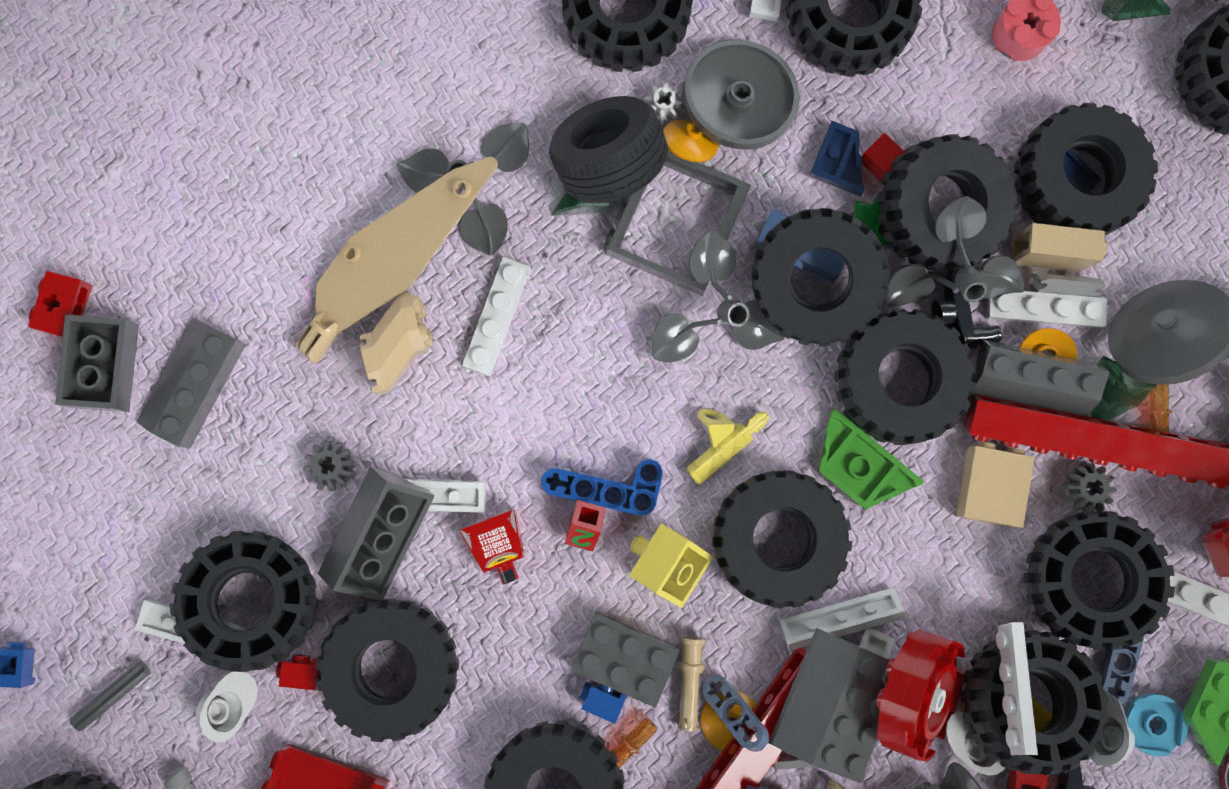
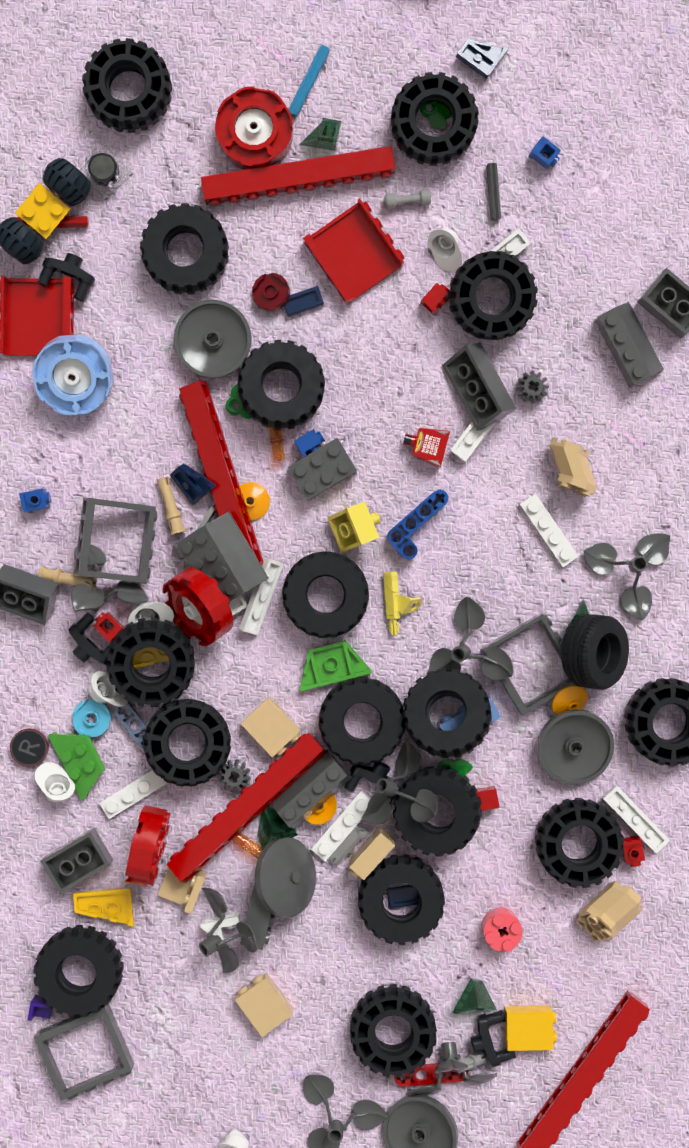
camera: 125 degrees right, 5 degrees up
(343, 679) = (405, 315): black tyre -> none
(389, 255) = (621, 496): tan wing -> none
(585, 525) = (405, 497): red brick -> none
(664, 94) = (597, 698): white gear -> none
(691, 667) = (293, 500): tan pin -> none
(747, 717) = (248, 510): sand blue beam -> none
(839, 159) = (501, 774): dark blue wing -> none
(1017, 691) = (163, 650): white plate -> none

